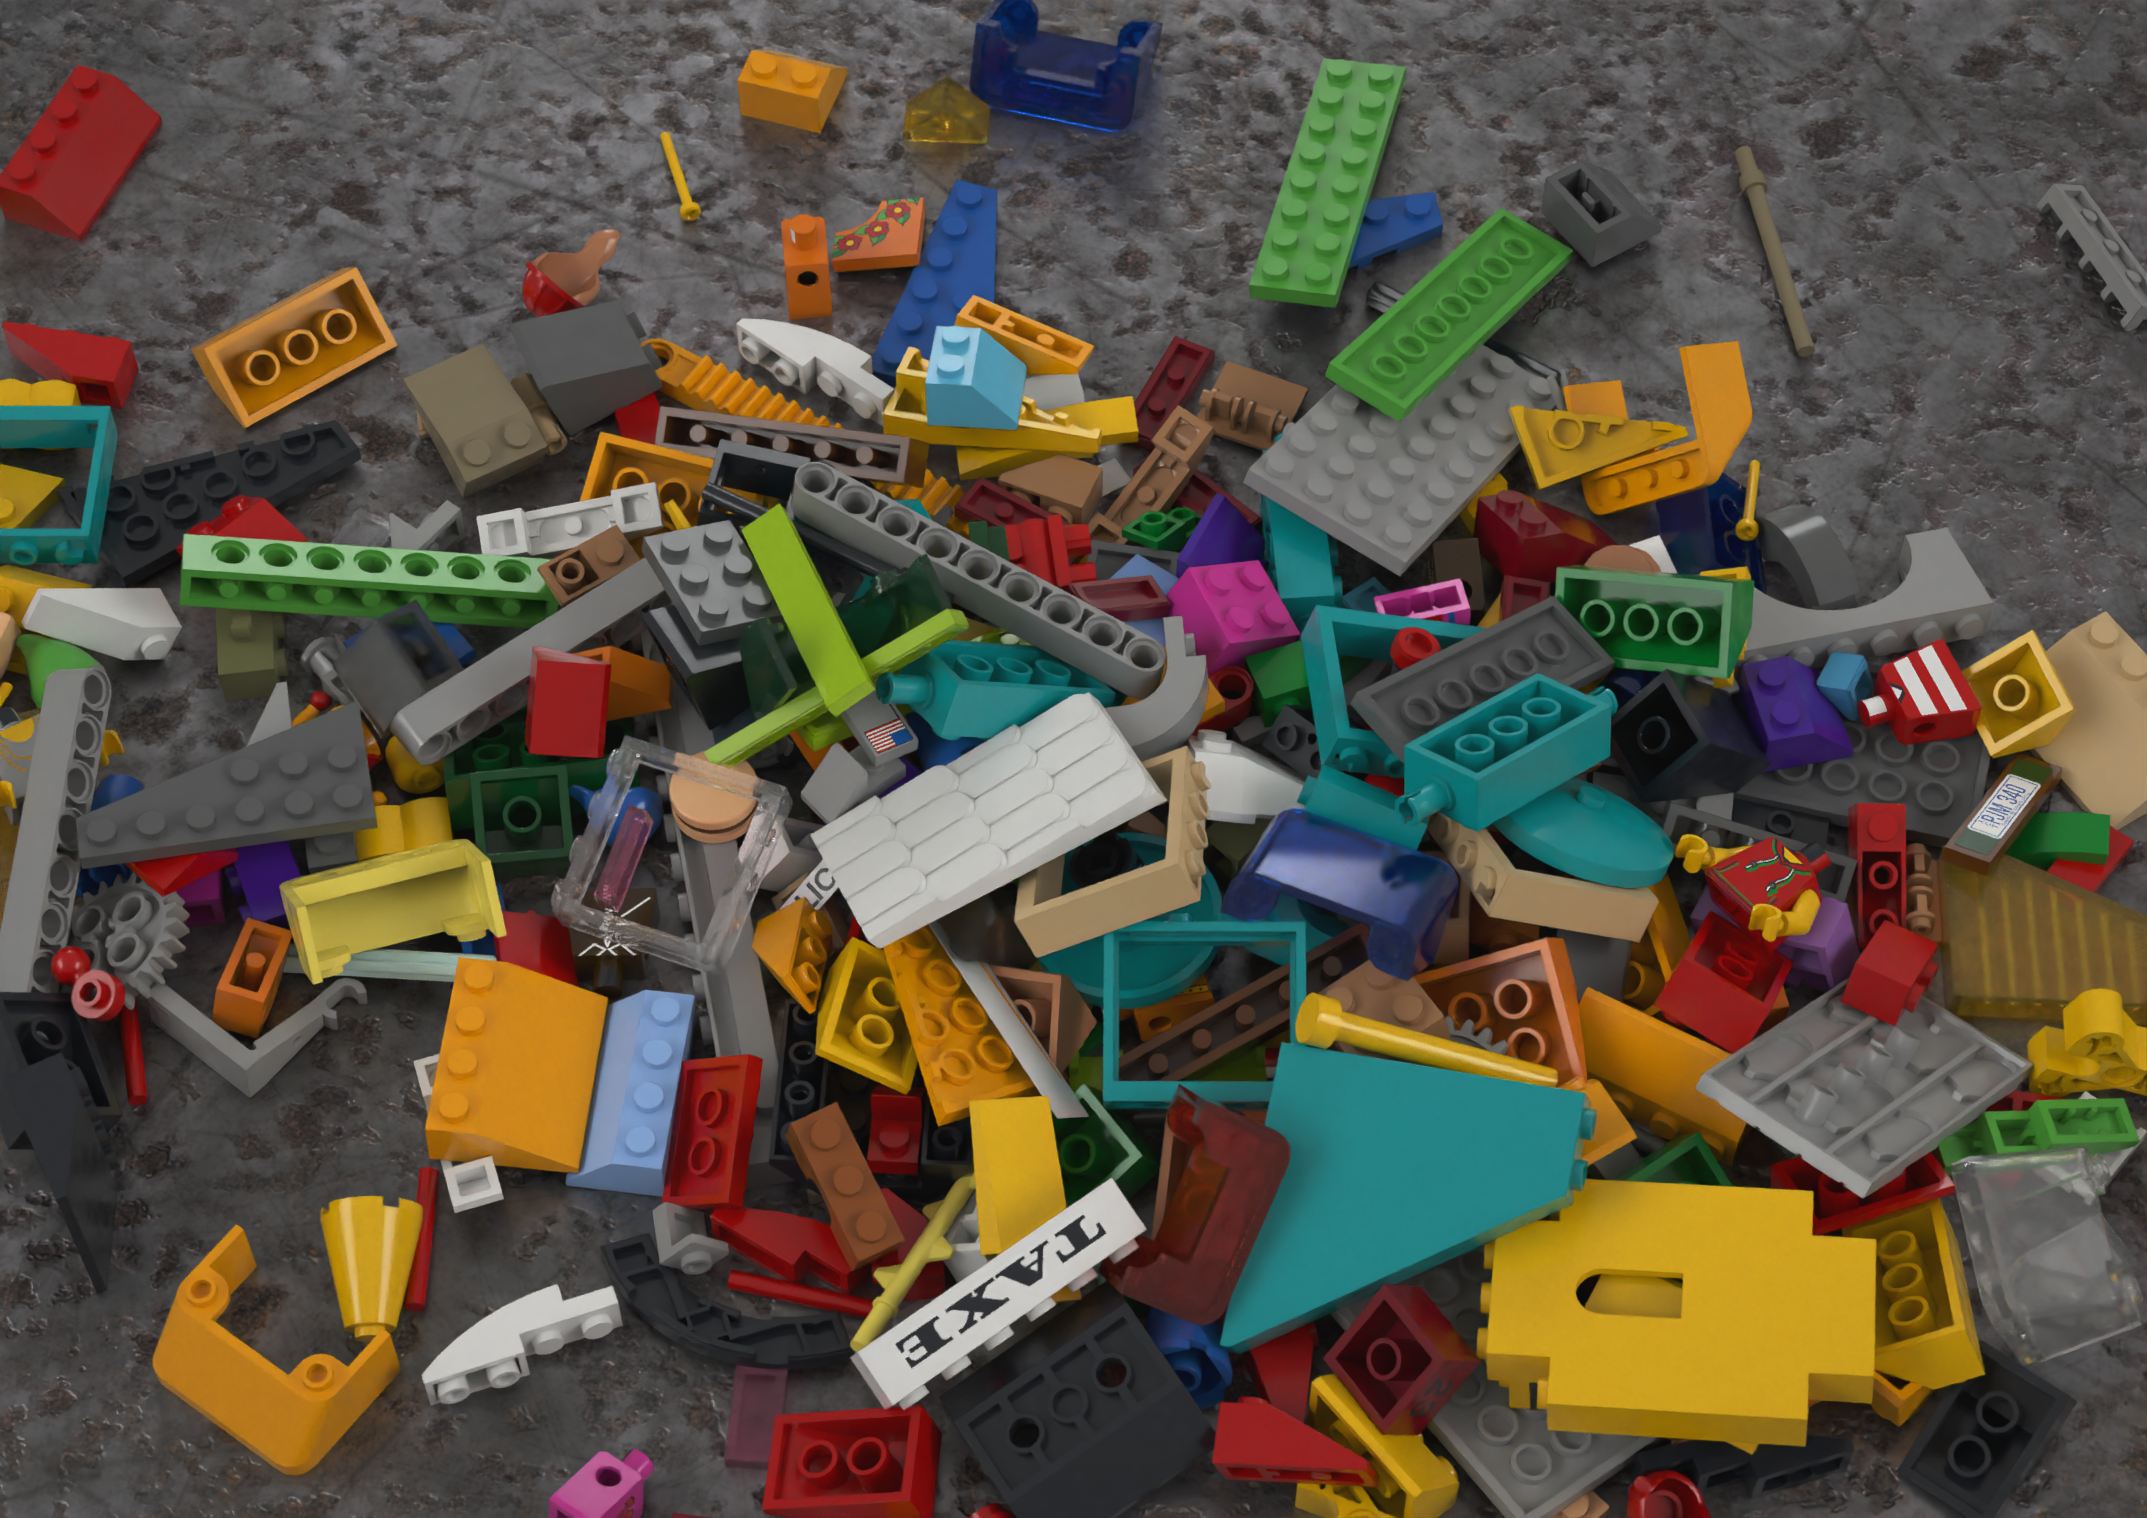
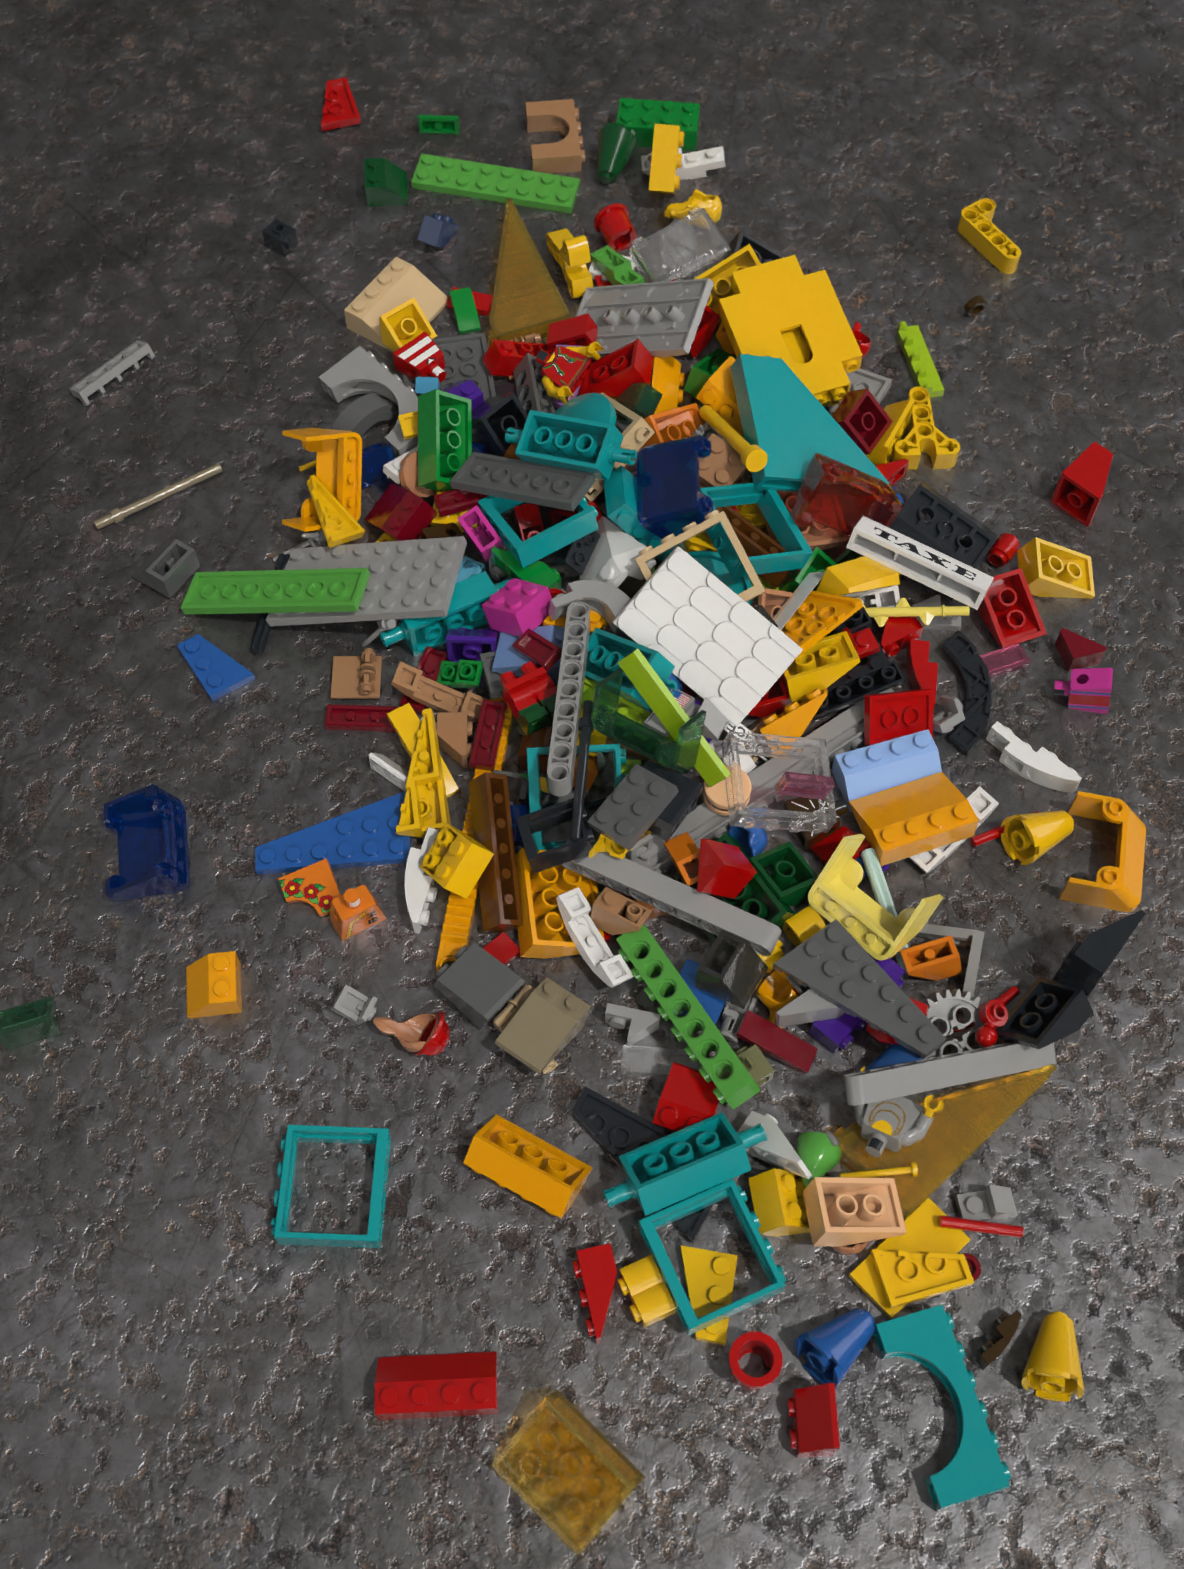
camera: 115 degrees left, 5 degrees up
(146, 484) = (684, 1163): none -> teal brick
(304, 680) = (776, 1042): none -> dark red tile
(387, 179) = (287, 1171): none -> teal window
(661, 227) = (354, 1005): none -> light grey bracket
(689, 210) = (305, 1021): yellow piece -> none
(795, 381) = (456, 860): none -> yellow slope
(799, 1294) = (941, 677): red bar -> none
(808, 610) = (640, 742): lime tile -> none
(854, 1200) = (905, 636): dark orange arch -> none
(947, 115) = (208, 898): clear yellow slope -> none
(973, 381) = (422, 777): medium azure slope -> none
(1035, 344) = (378, 781): light orange slope -> none
(1270, 1446) = (915, 455): red slope -> none
(1328, 183) = (191, 687): bright green plate -> none
(1412, 646) = (517, 511): red tile -> none
(1618, 971) = (640, 399): none -> clear green slope
(2002, 814) = (470, 322): tile -> none

